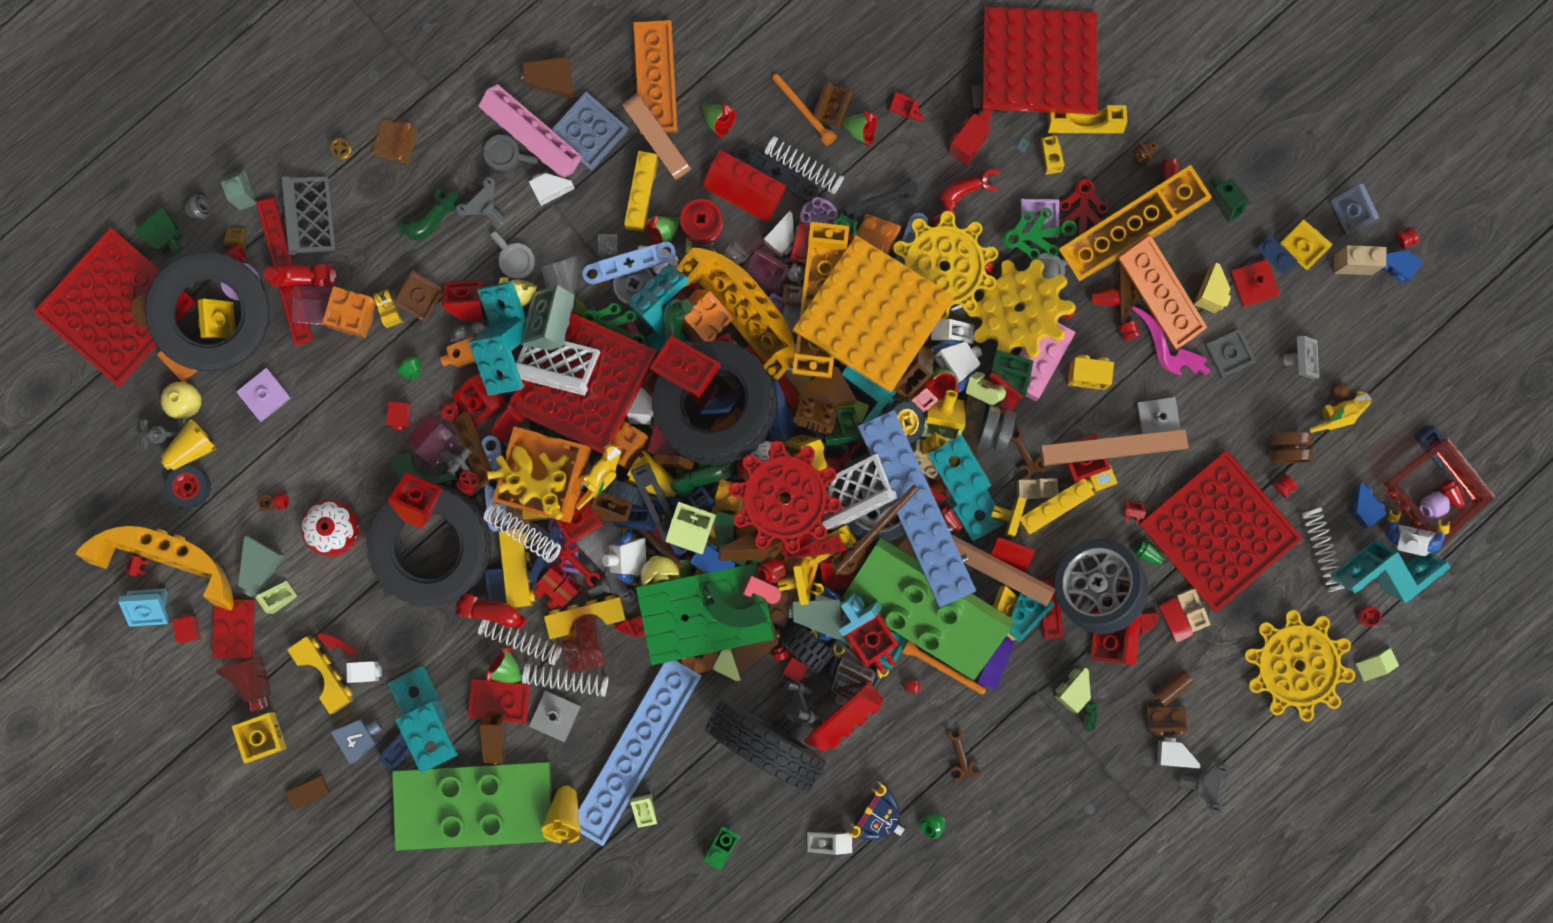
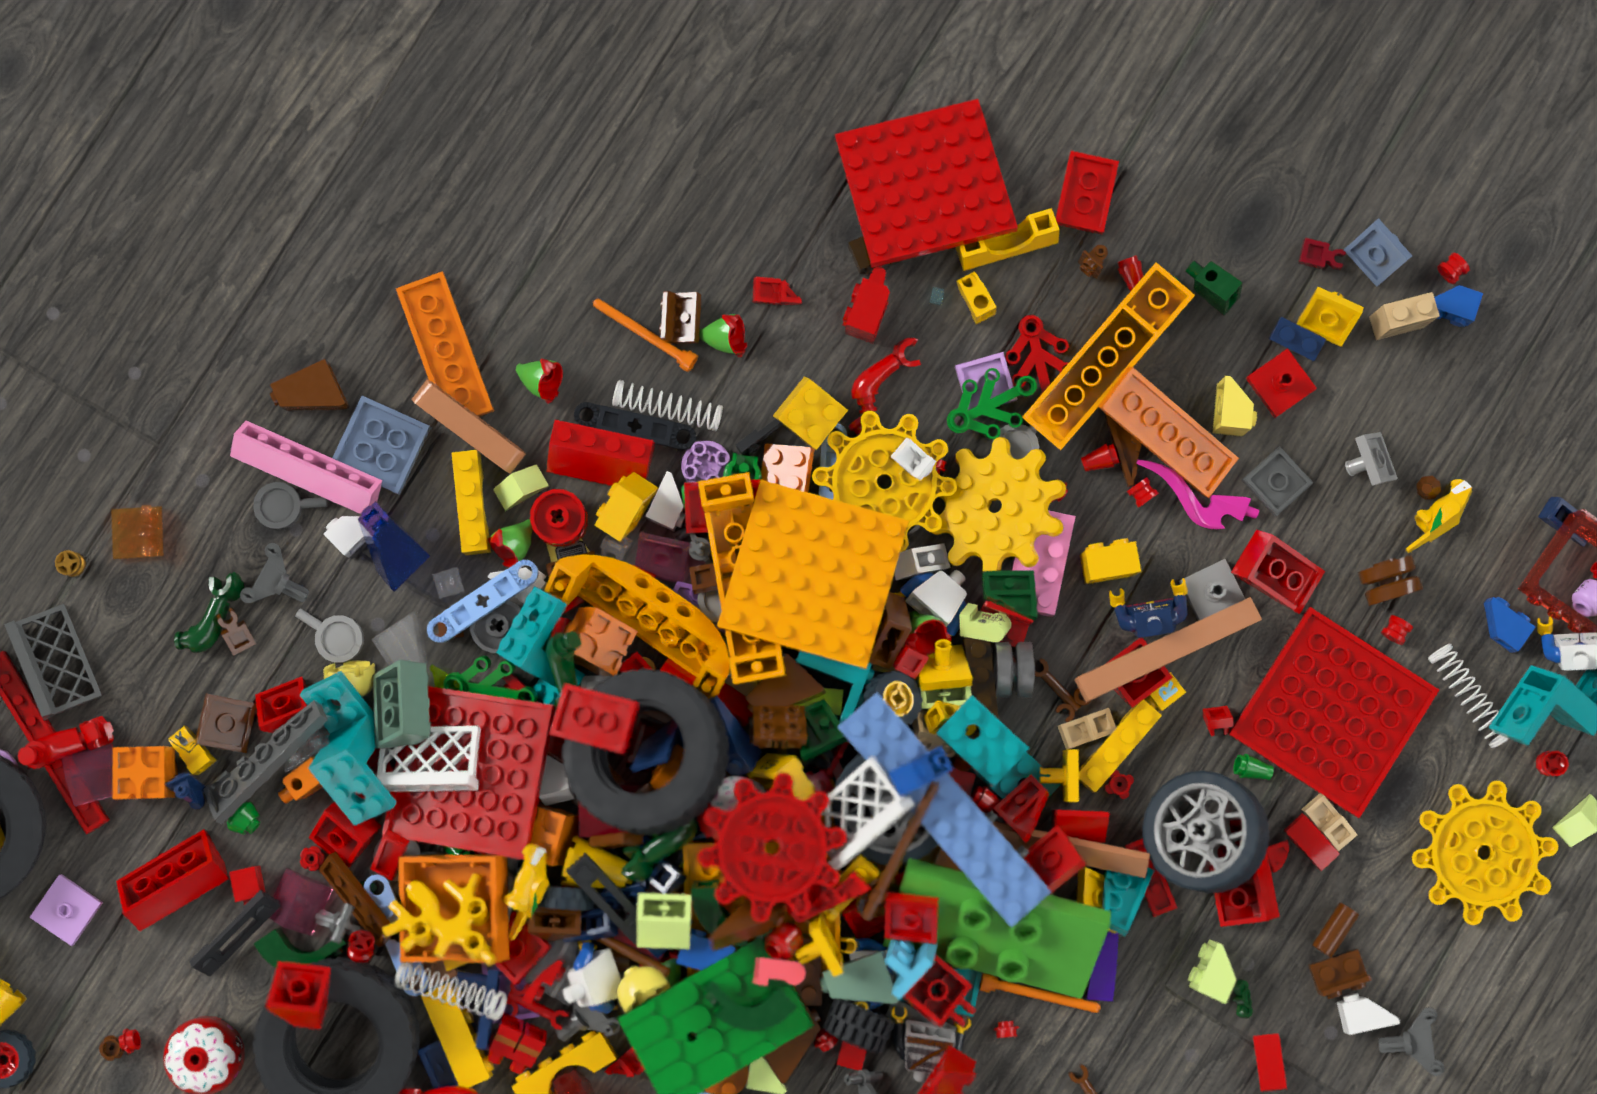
camera: 15 degrees left, 0 degrees up
(345, 396) = (171, 880): none -> red slope
(377, 334) = (189, 789): none -> dark blue hinge
(403, 434) = (260, 908): none -> black container
(411, 343) = (234, 788): none -> dark grey wing
(444, 235) = (237, 634): none -> reddish brown plate
(574, 204) = (391, 546): none -> clear blue slope
(596, 544) = (551, 974): none -> red slope
(680, 191) = (520, 486): none -> yellowish green slope
(752, 226) = (626, 505): none -> yellow brick
(869, 581) = (911, 917): none -> red plate
(906, 199) = (810, 413): none -> yellow brick
(908, 474) = (920, 771): none -> blue slope
(970, 255) = (913, 459): none -> white bracket
(974, 529) = (1023, 807): none -> red wing
(985, 570) = (1054, 858): none -> red plate
(1043, 535) = (1122, 791): none -> red plate
(1096, 768) = (1269, 1062): none -> red slope
(1107, 421) = (1154, 616): none -> dark blue torso
(1155, 103) = (1086, 192): none -> red plate
(1211, 417) = (1278, 571): none -> red slope
(1310, 197) = (1317, 253): none -> dark red plate

